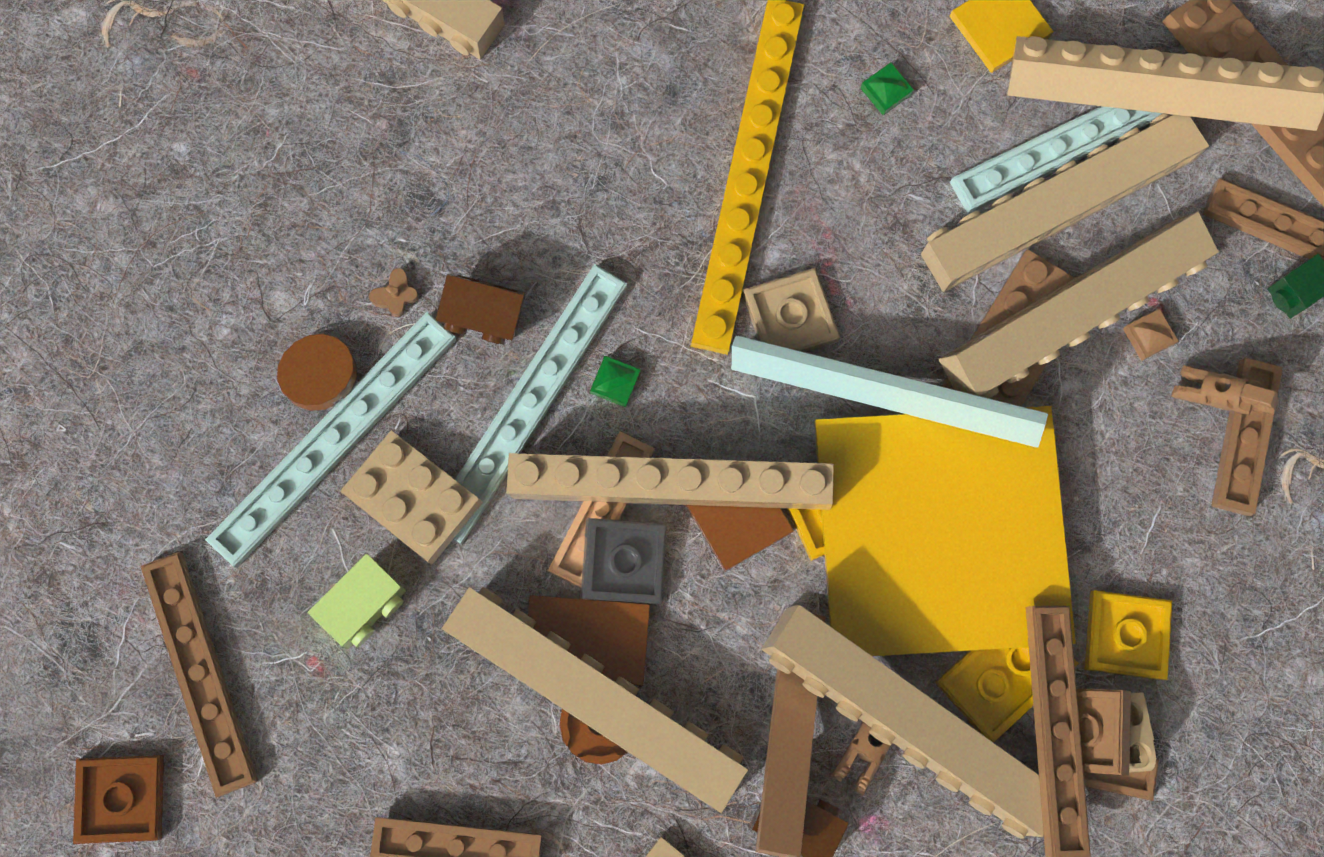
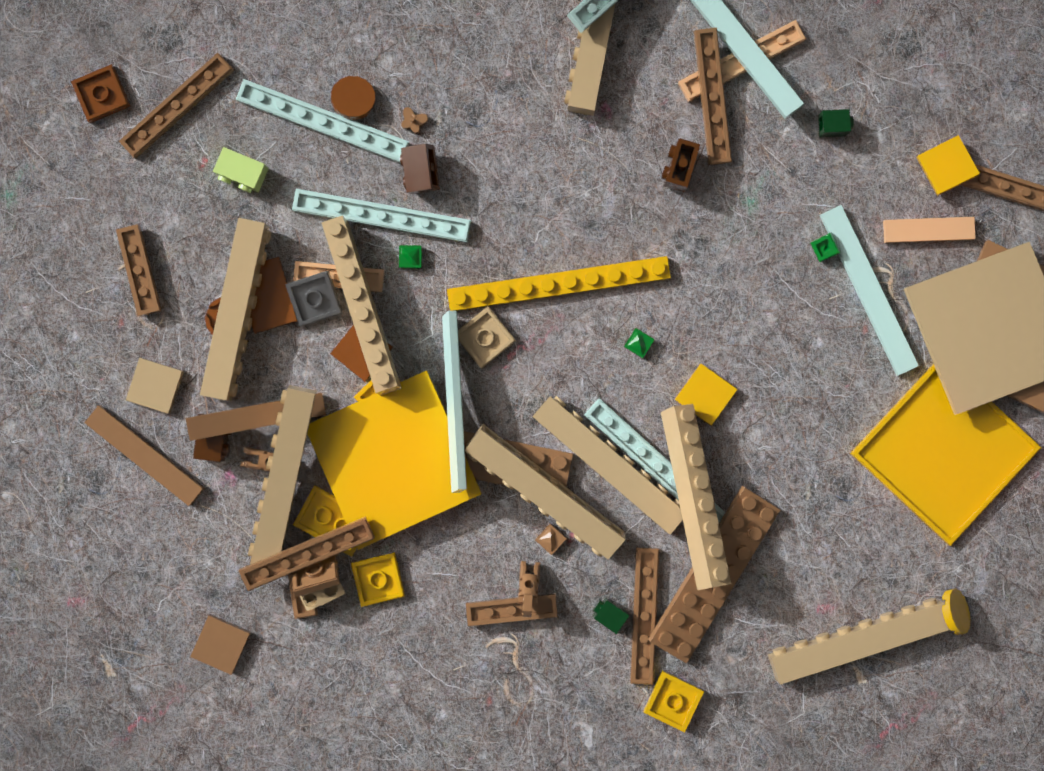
camera: 80 degrees right, 10 degrees up
(411, 497) = (305, 174): tan plate -> none

